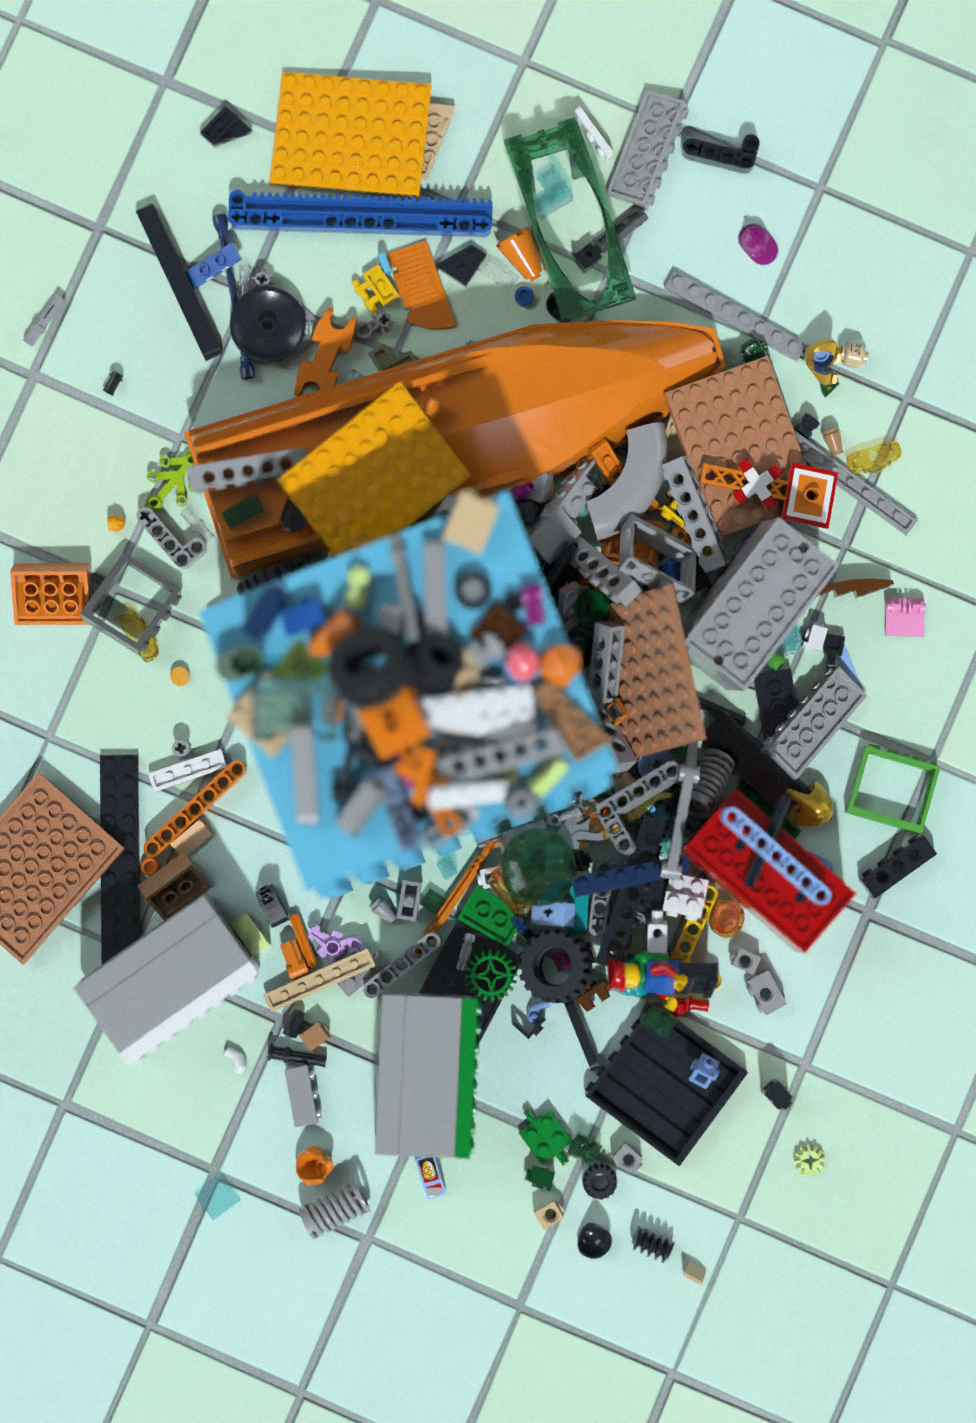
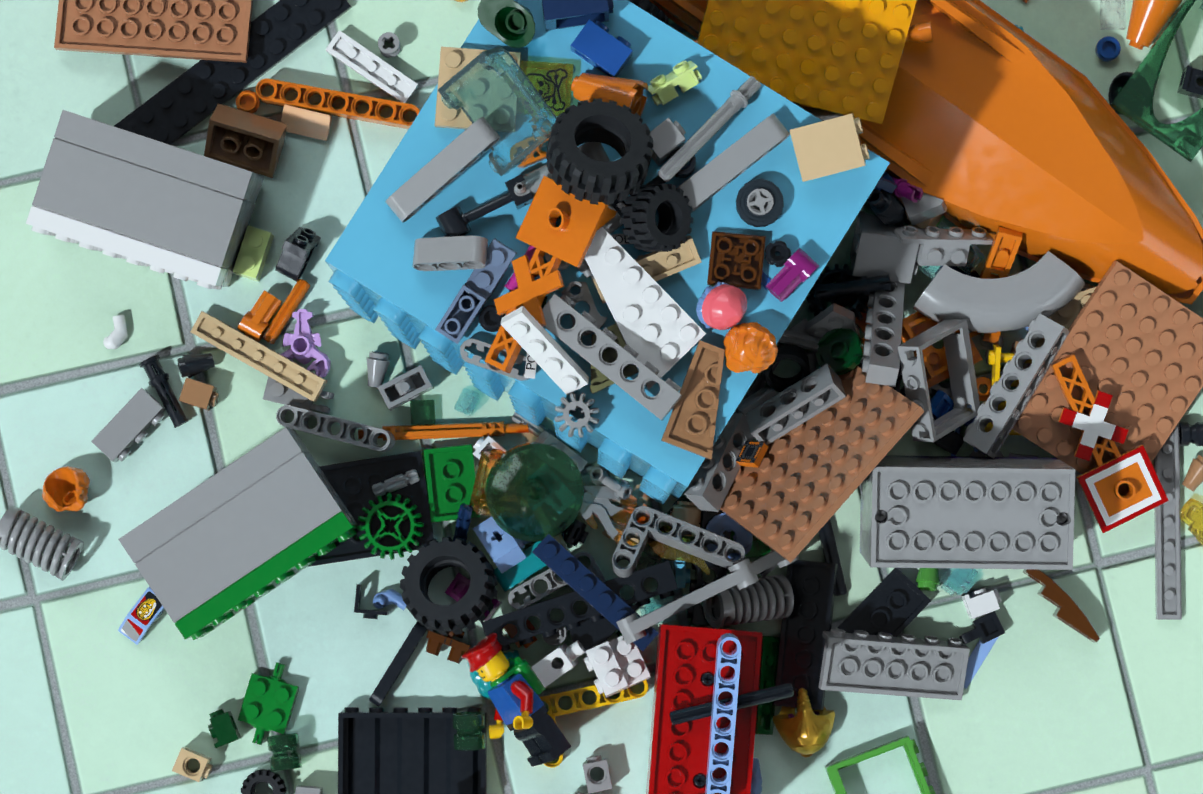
camera: 45 degrees right, 0 degrees up
(359, 753) = (504, 210): black pin -> none
(493, 650) = (697, 261): light grey piece -> none
(493, 678) = (683, 288): black pin -> none
(547, 776) = (625, 421): yellowish green hinge -> none
(689, 1003) = (510, 749): red pin -> none
(726, 918) = (626, 723): clear orange tile -> none
(905, 617) = (1071, 679): bright pink hinge -> none

